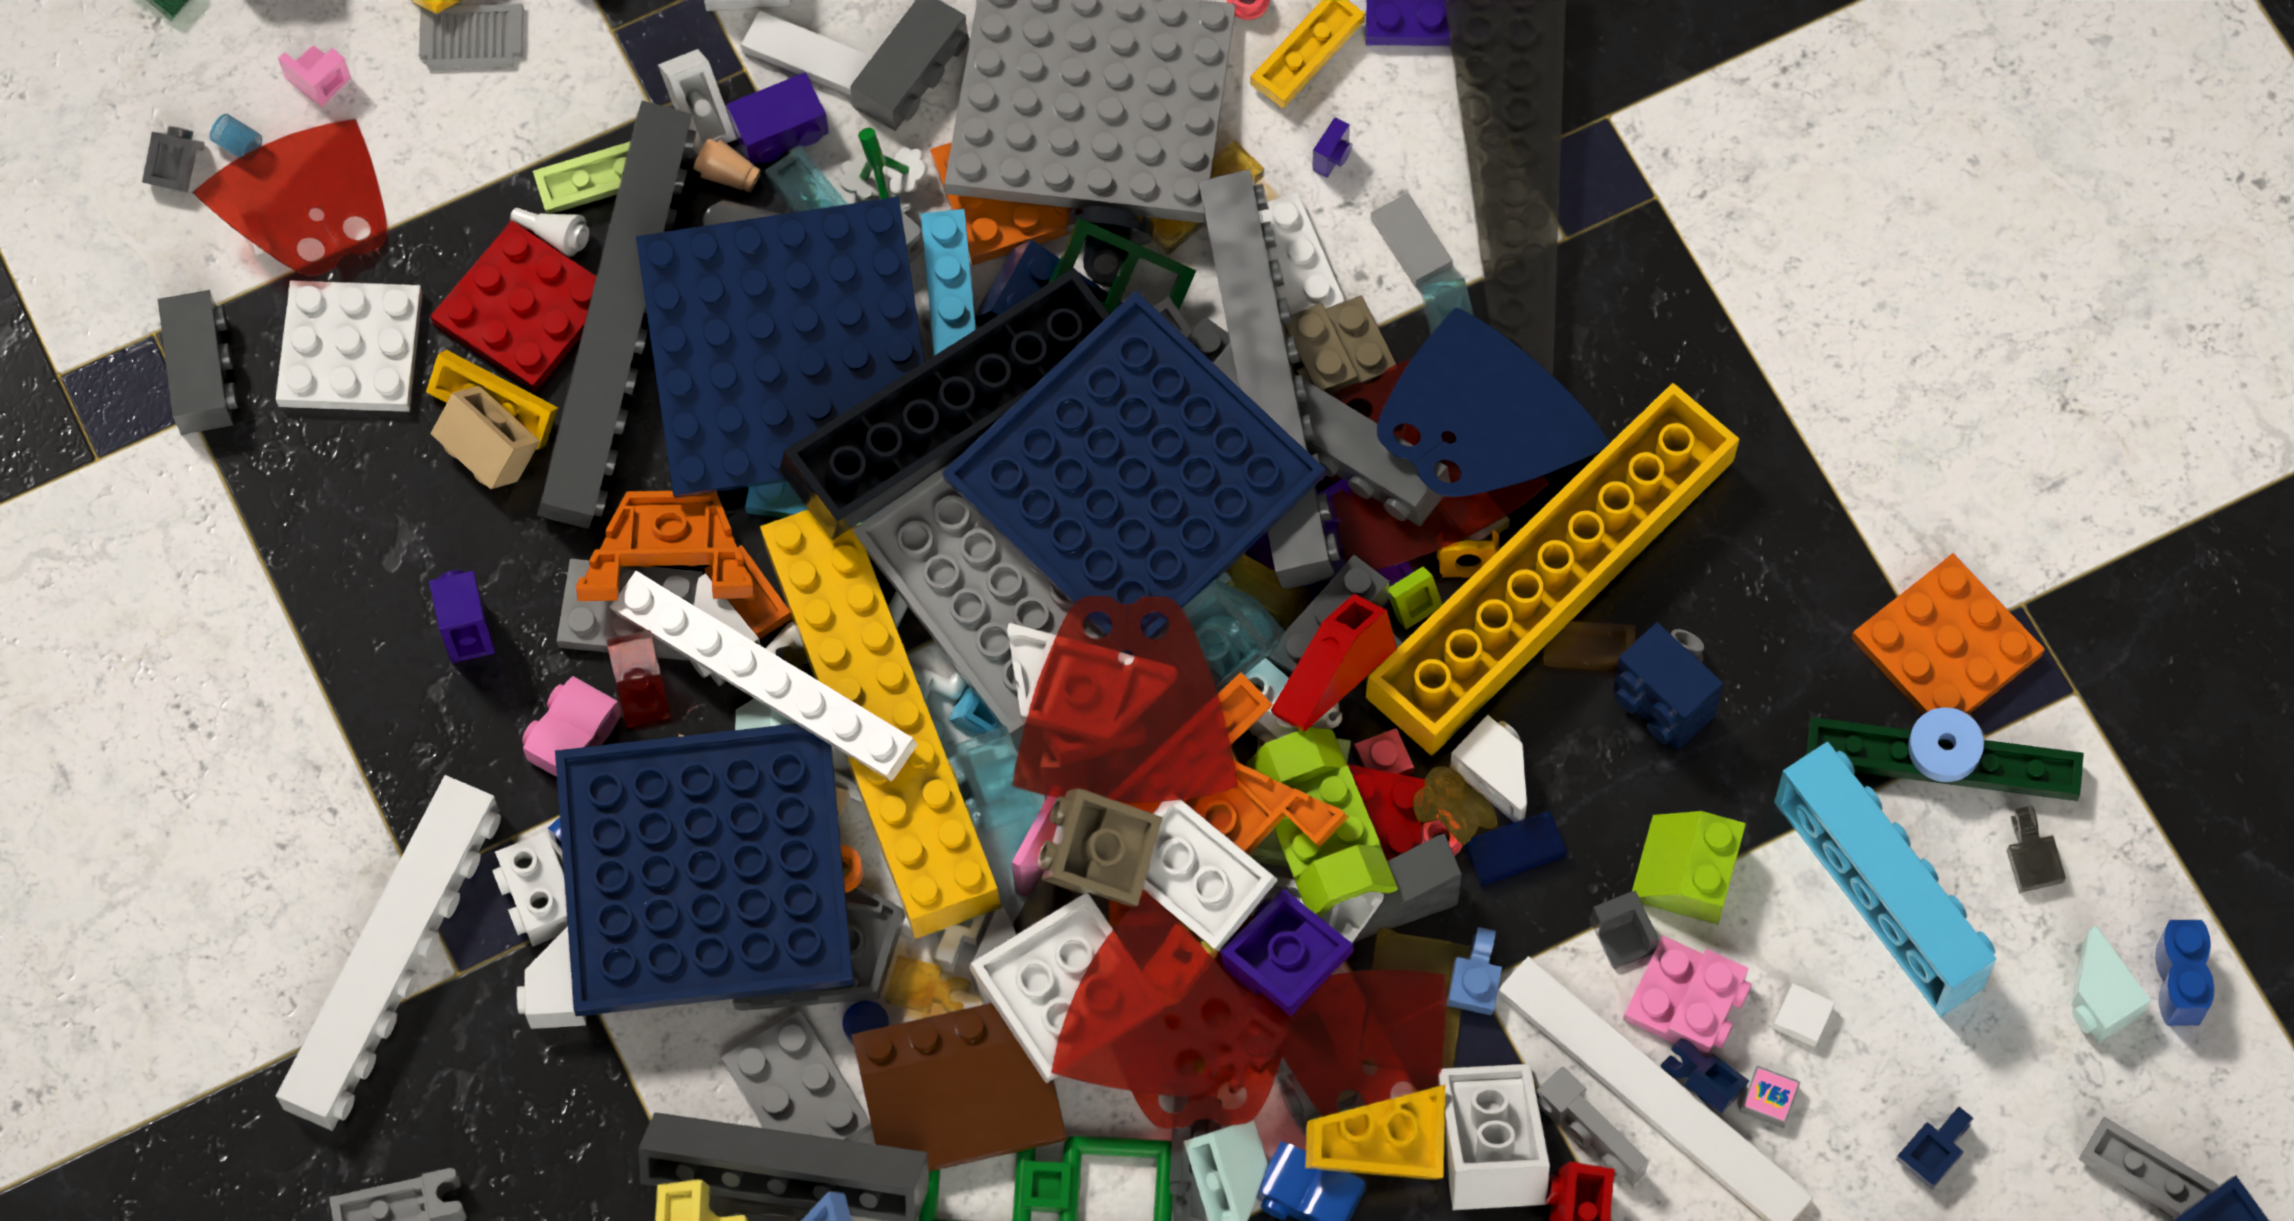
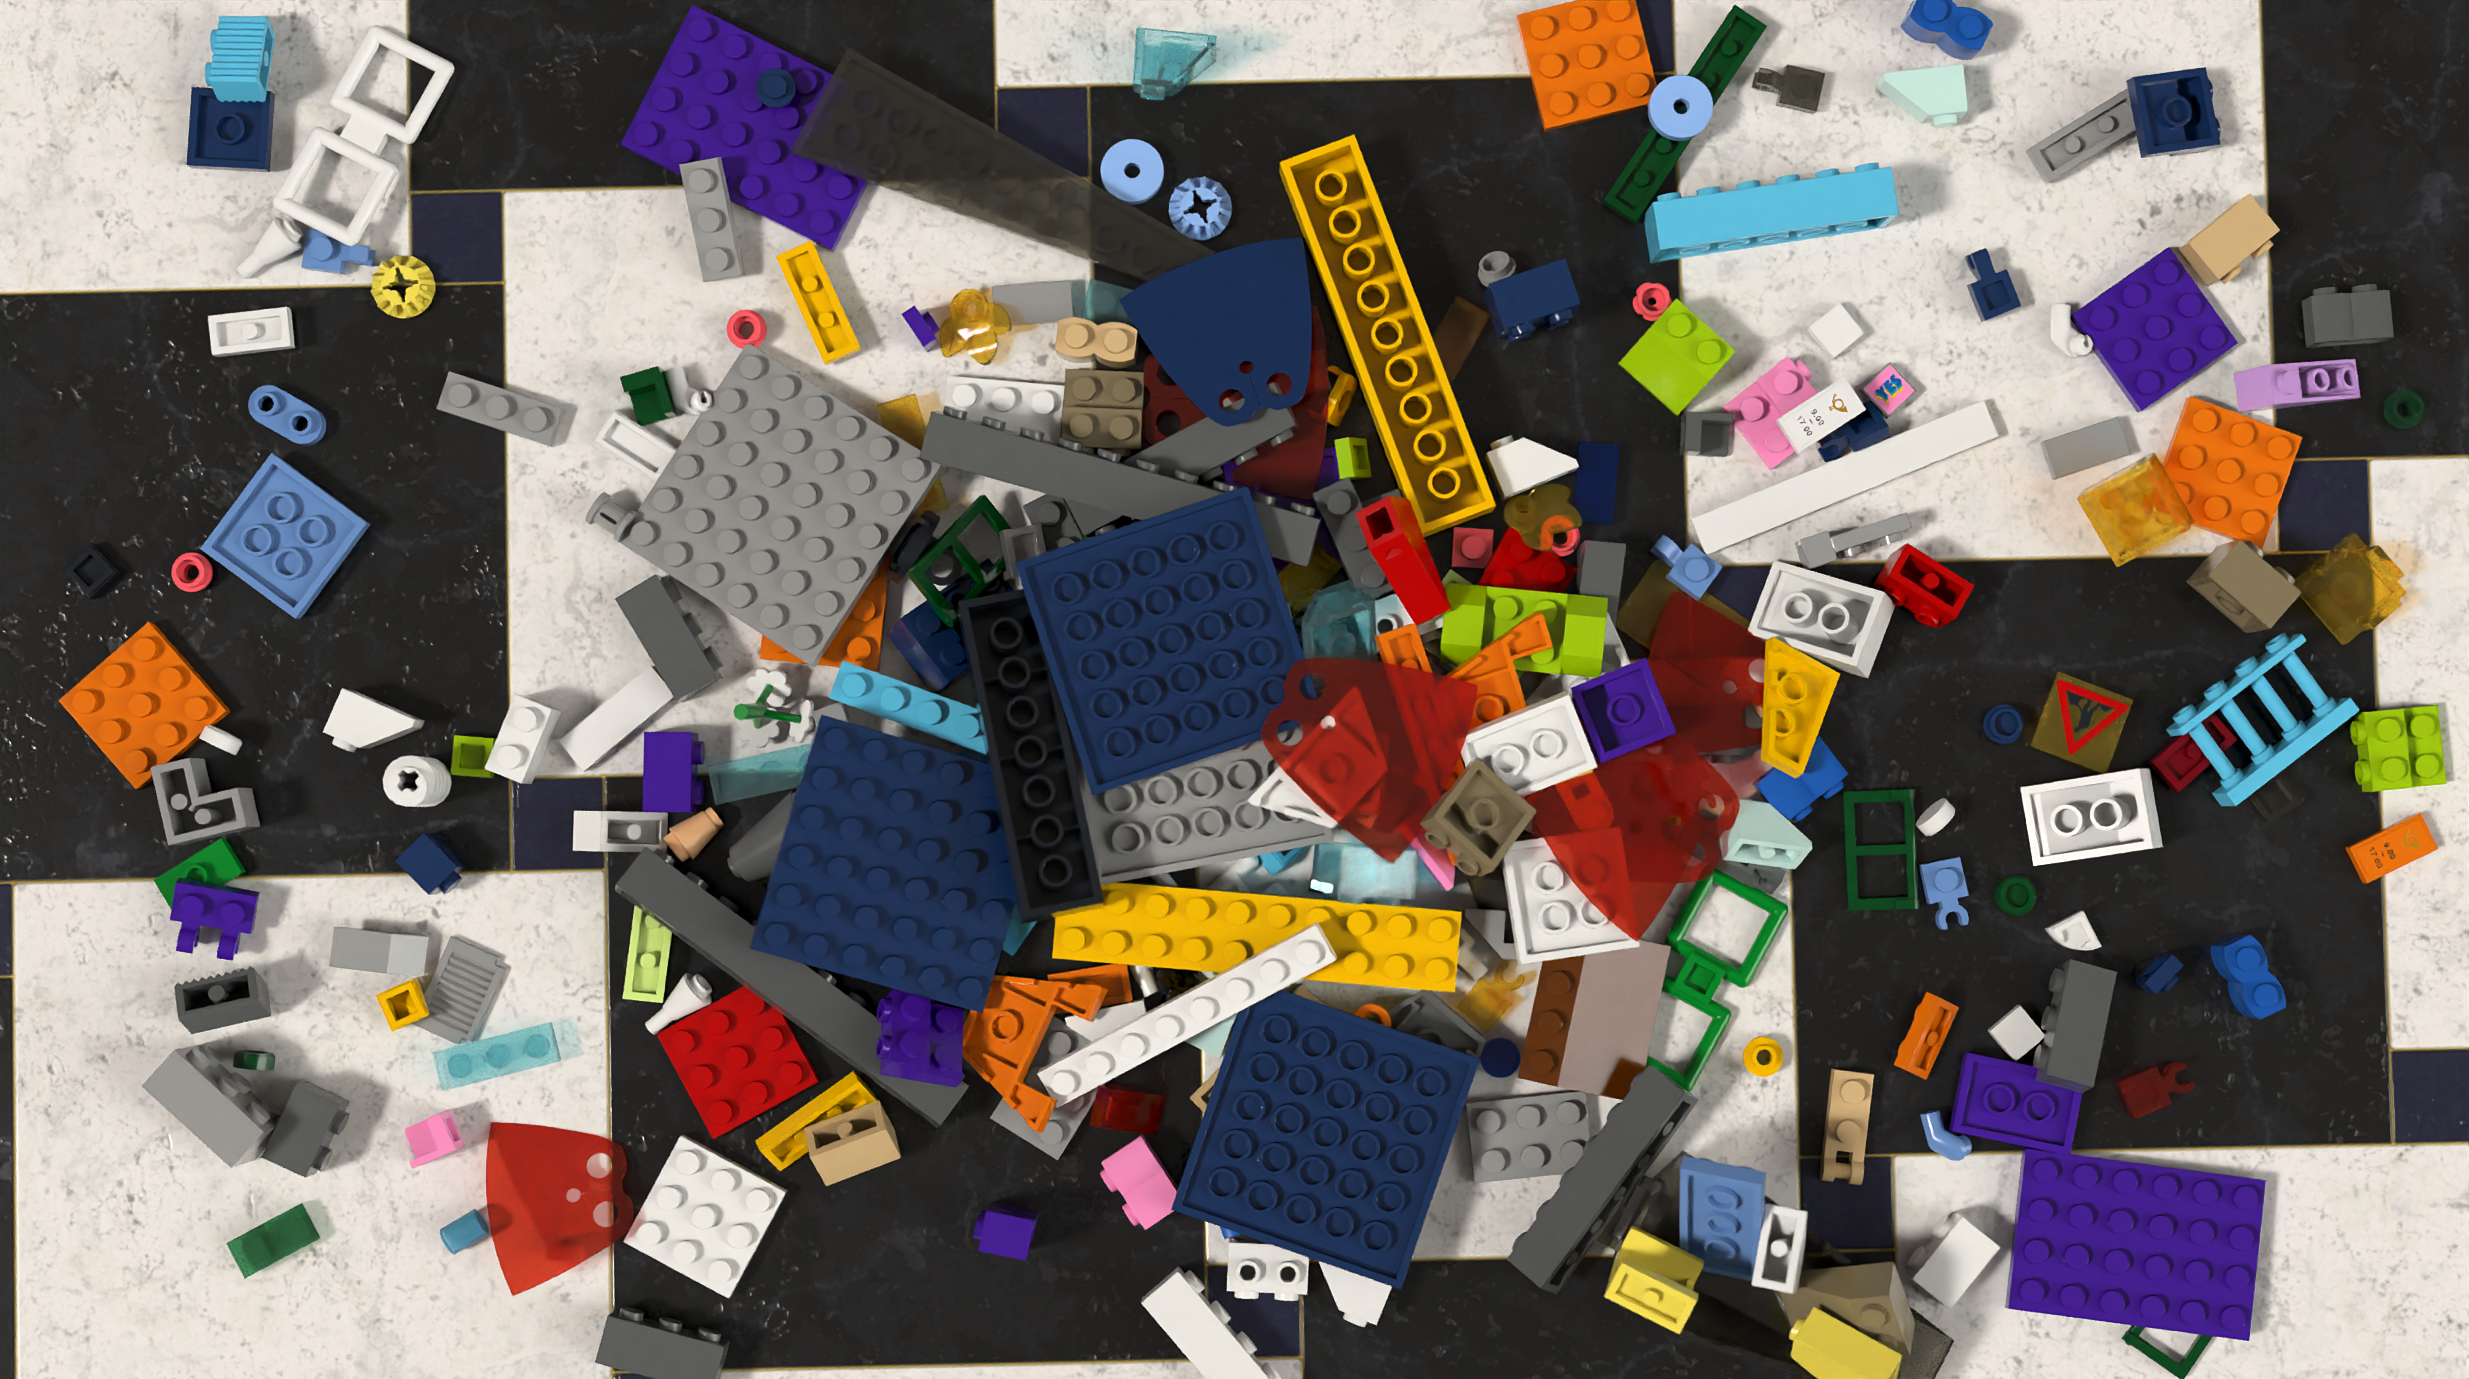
camera: 65 degrees left, 20 degrees up
(171, 159) = (458, 1293): flat silver bracket -> none
(423, 91) = (496, 1056): none -> clear light blue plate
(619, 444) = (920, 1039): none -> dark purple plate
(1359, 194) = (974, 332): none -> clear yellow plate
(1401, 306) = (1084, 342): none -> tan brick
(1591, 366) = (1191, 224): none -> light blue gear
(1592, 289) = (1138, 154): none -> light blue piece
(1702, 1021) = (1820, 415): none -> white tile
(1719, 246) = (1169, 60): none -> clear light blue slope
(1739, 806) = (1641, 301): none -> coral plate

